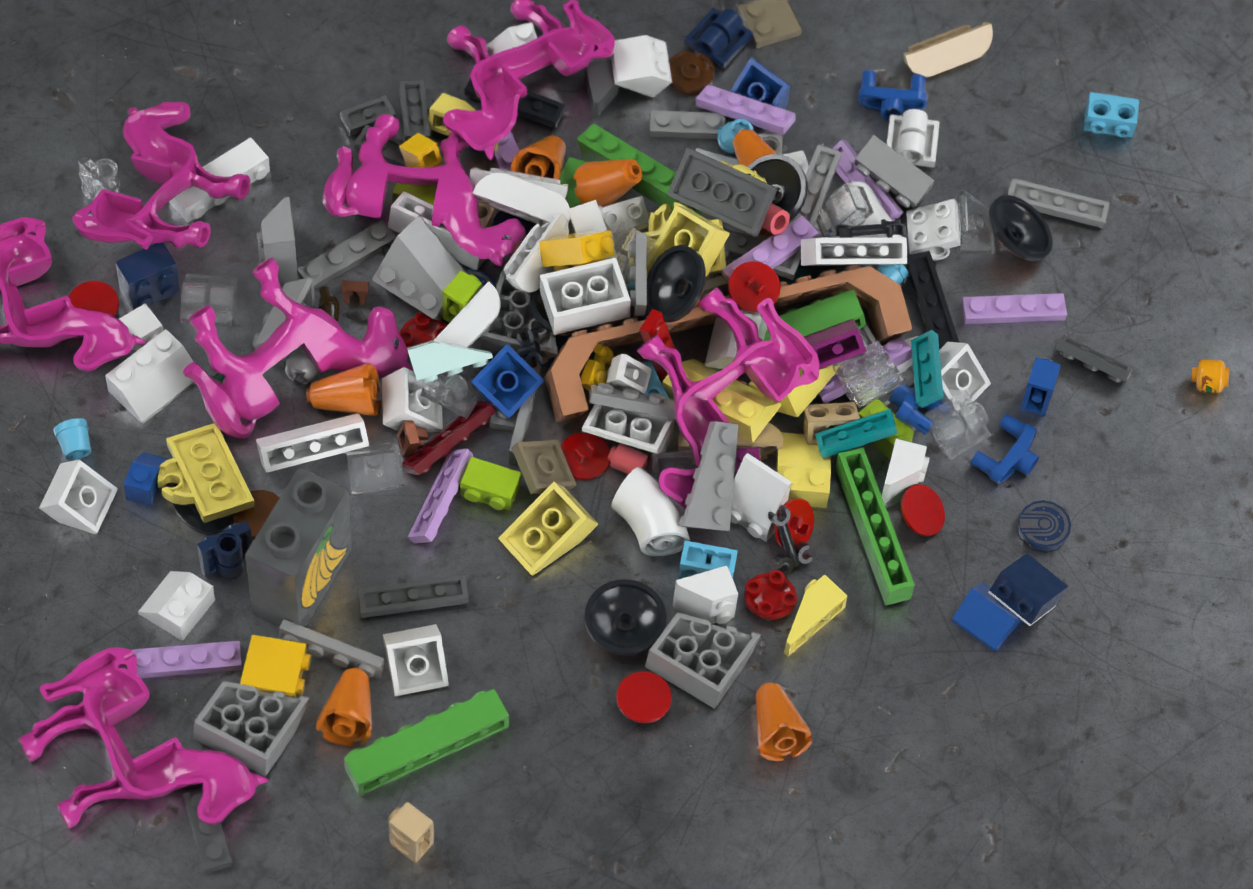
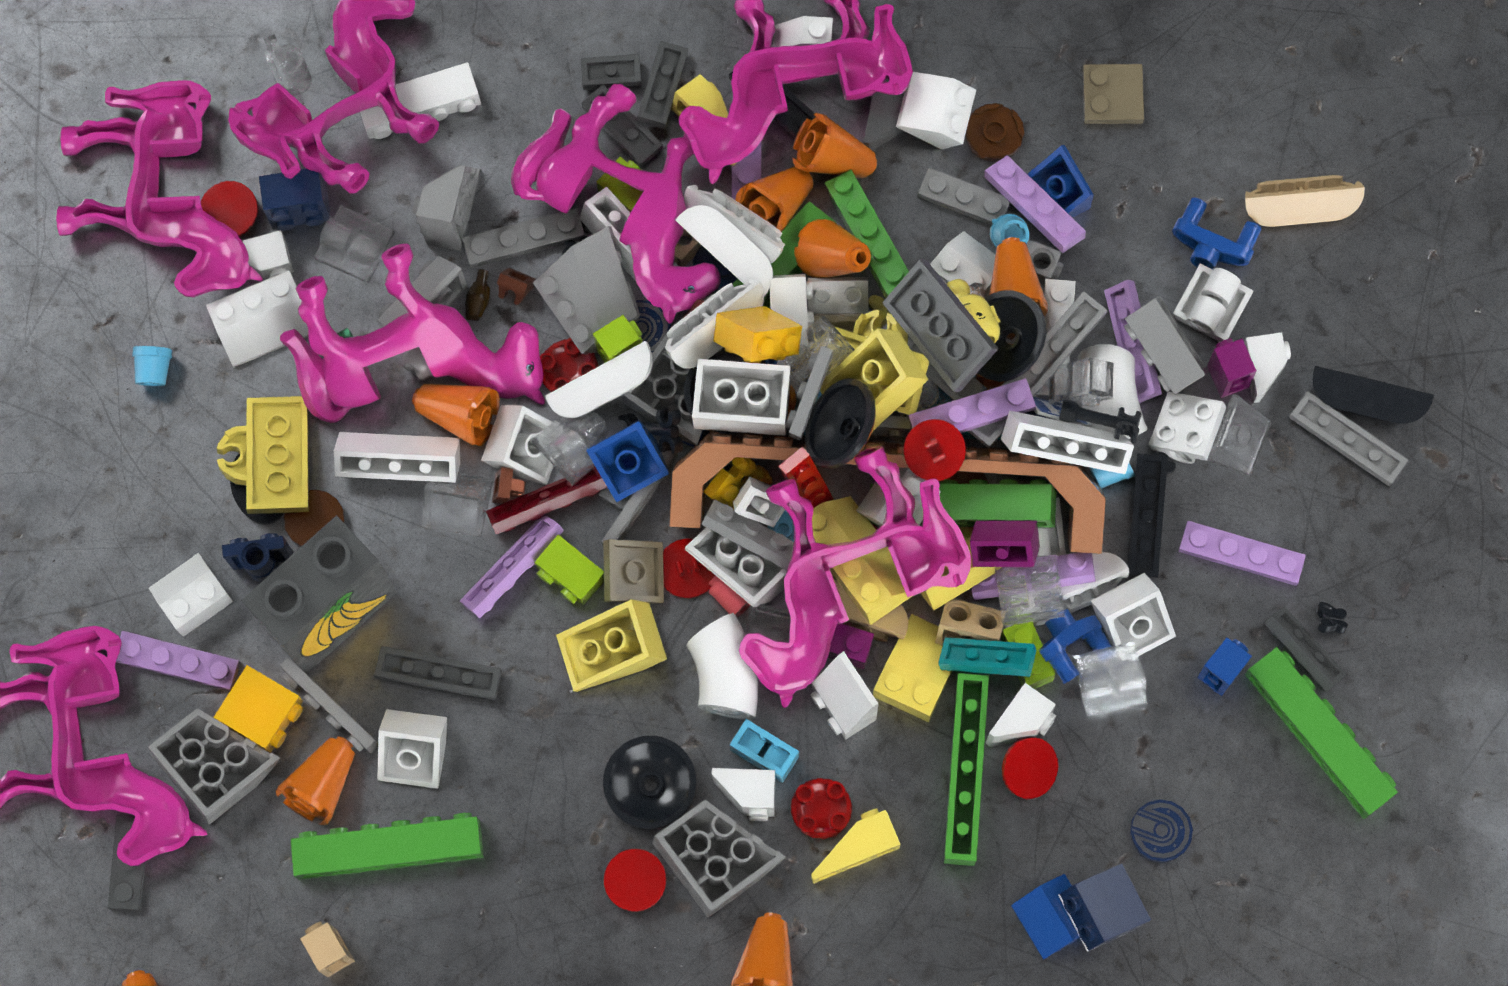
camera: 30 degrees right, 15 degrees up
(78, 497) = (132, 435): white slope -> none
(142, 479) = (207, 431): blue slope -> none
(420, 152) = (643, 146): yellow brick -> none
(439, 357) = (561, 410): light aqua slope -> none
(569, 113) = (831, 150): none -> orange cone
(712, 491) = (796, 673): light grey wing -> none
(719, 36) = (1044, 98): dark blue plate -> none
(776, 220) = (990, 377): coral brick -> none
(794, 554) = (863, 771): black bar -> none
(800, 522) = (878, 737): red piece -> none
(927, 368) = (1098, 607): teal plate -> none
(949, 174) = (1231, 367): none -> magenta brick
(969, 167) = (1269, 358): none -> white slope
(1018, 457) = (1166, 740): blue connector -> none
(1020, 228) = (1287, 460): black dish -> none
(1061, 166) = (1370, 396): none -> black brick
(1103, 331) = (1331, 618): none -> black piece
(1106, 112) = (1463, 340): medium azure brick -> none
(1133, 413) = (1321, 733): none -> bright green brick
(1210, 376) = (1430, 717): light orange head -> none

